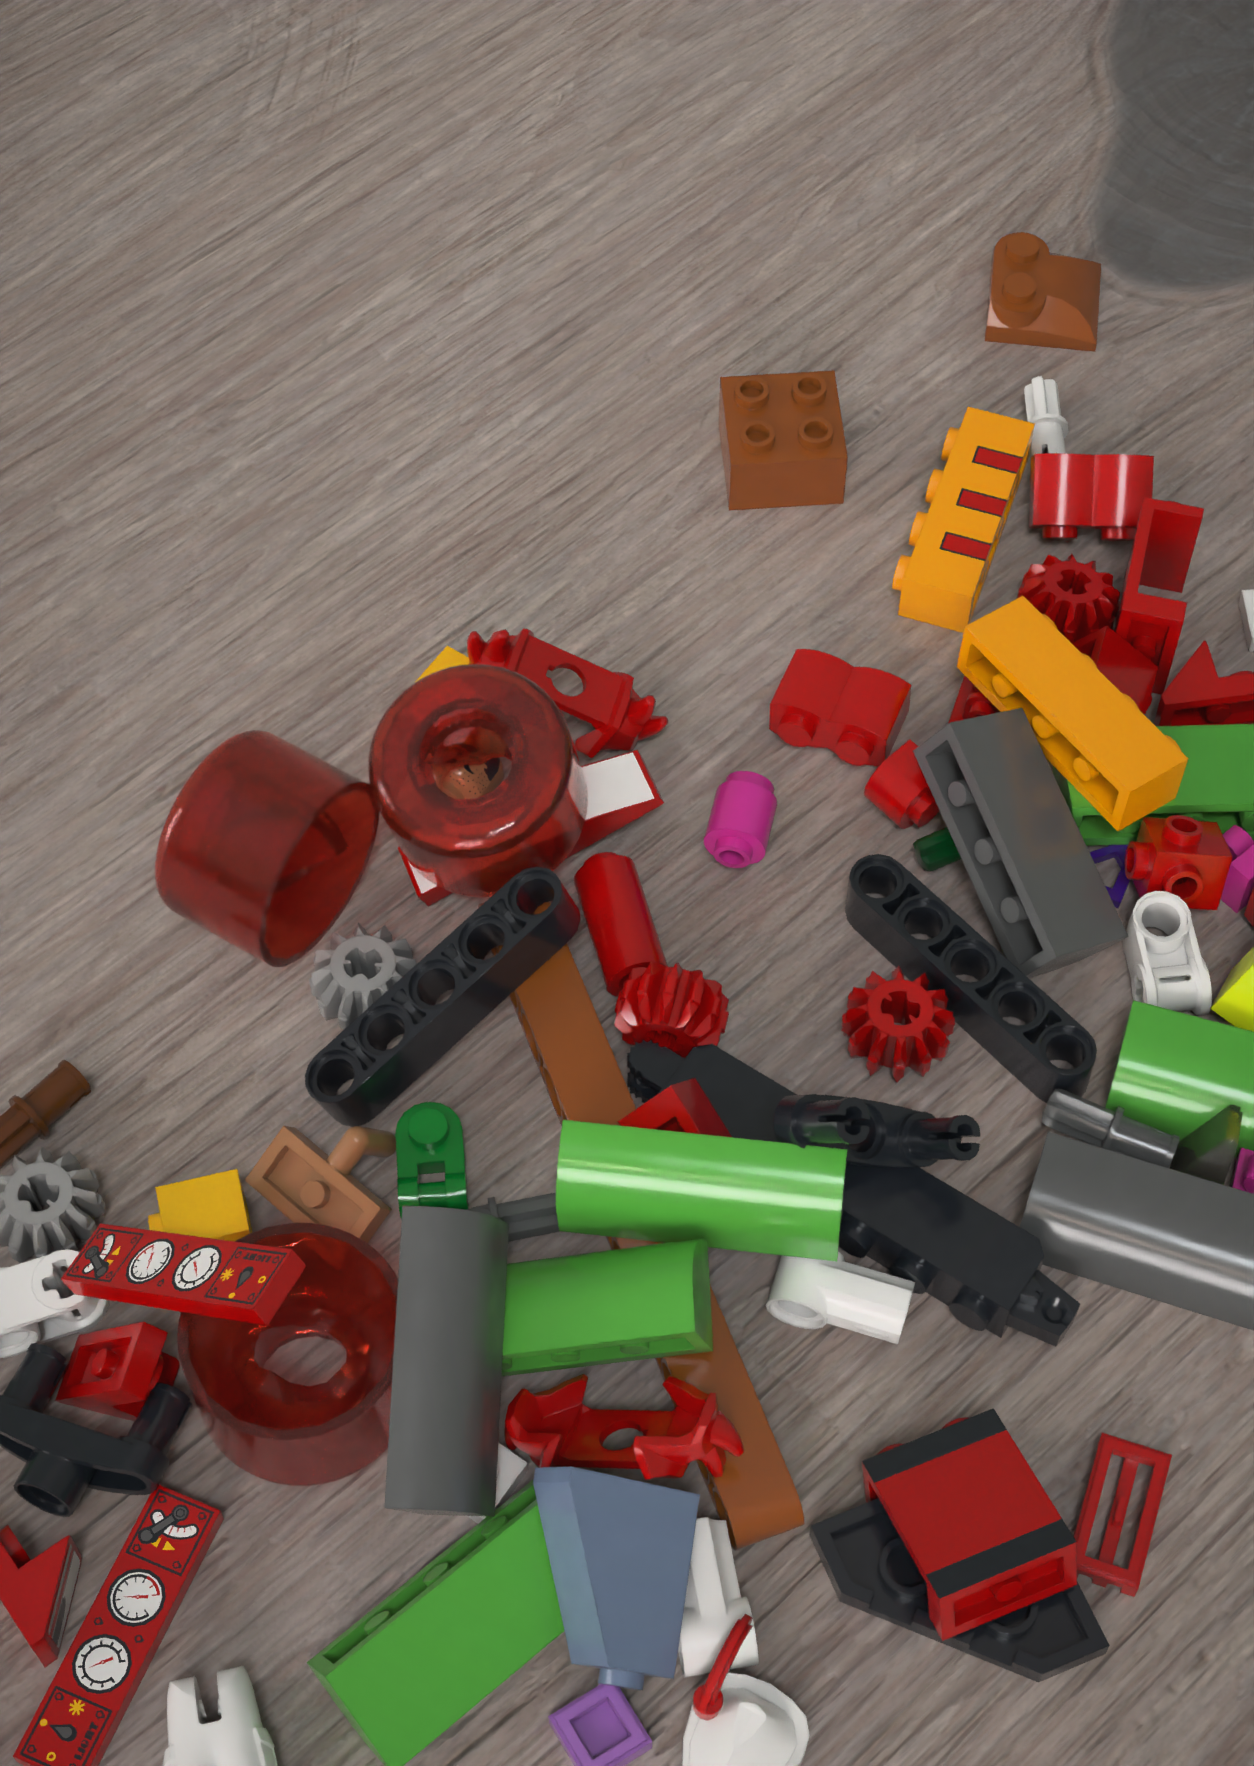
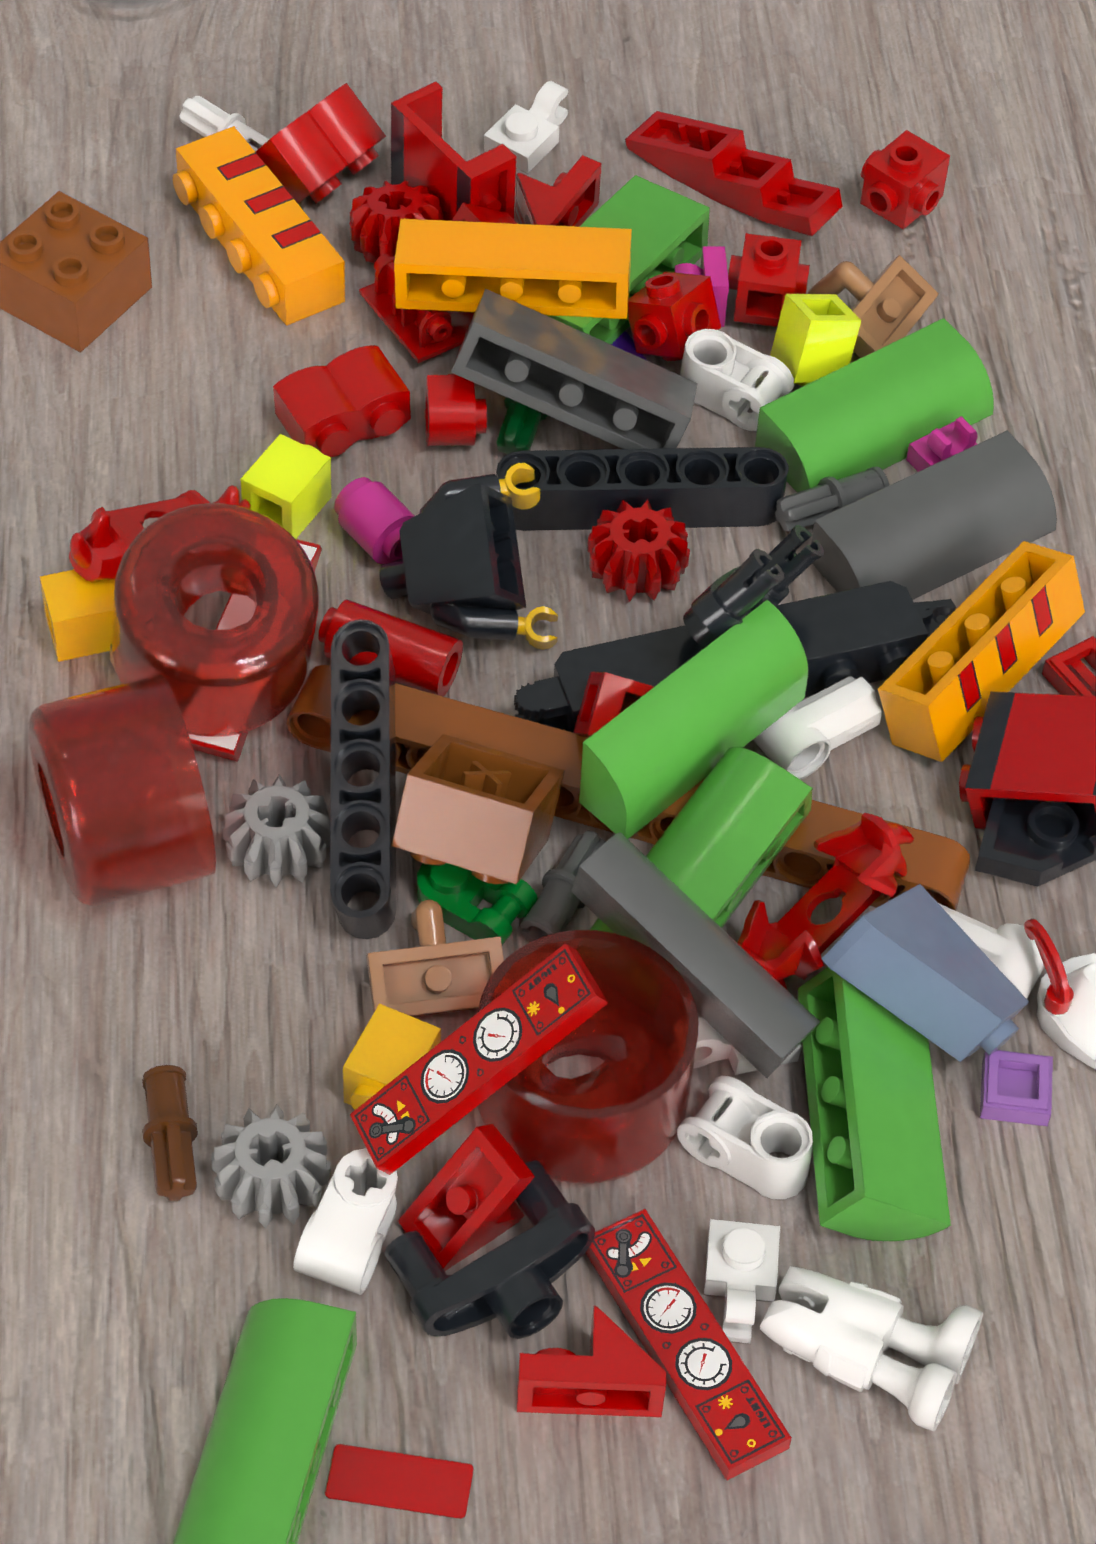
camera: 55 degrees left, 5 degrees down
(227, 1628) = (743, 1270): none -> white plate
(351, 1535) = (740, 1130): none -> white piece
(484, 1098) = (477, 809): none -> brick
(671, 1008) = (506, 655): red gear -> none
(714, 734) = (289, 484): none -> neon yellow brick
(744, 903) = (466, 559): none -> black torso
(1041, 296) = (103, 55): dark orange slope -> none
(1046, 1369) = (981, 650): none -> light orange brick
(1210, 1147) = (902, 448): clear smoke slope -> none

